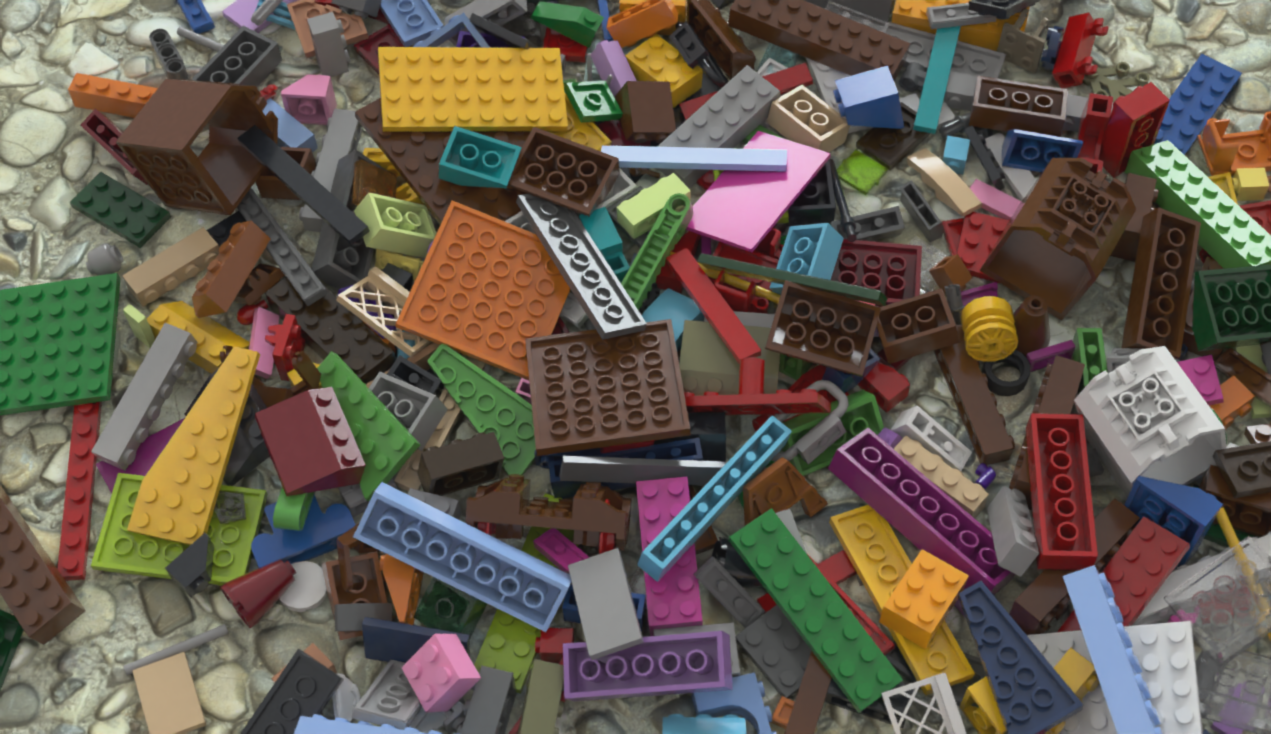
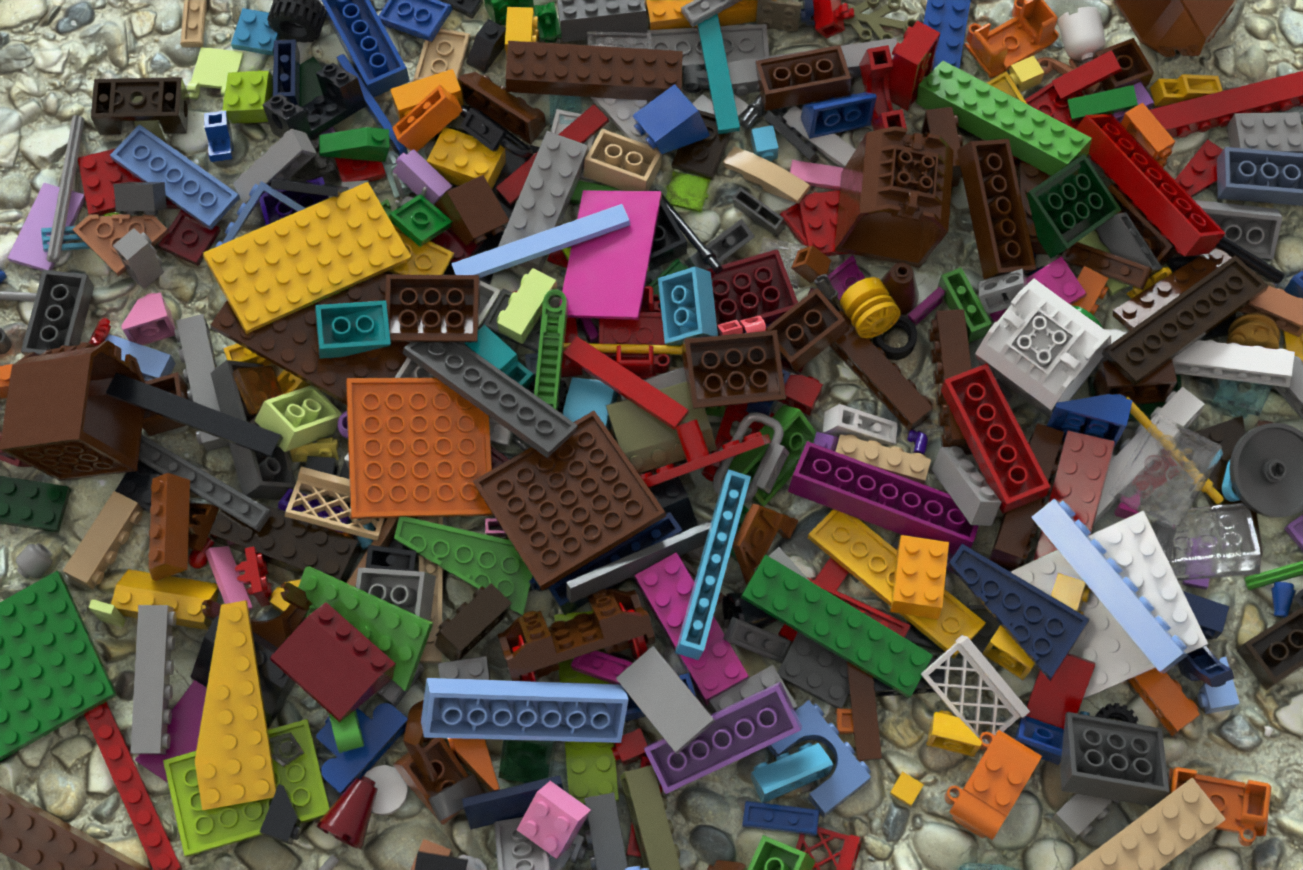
camera: 25 degrees left, 10 degrees up
(779, 276) = (687, 333): dark green tile -> none

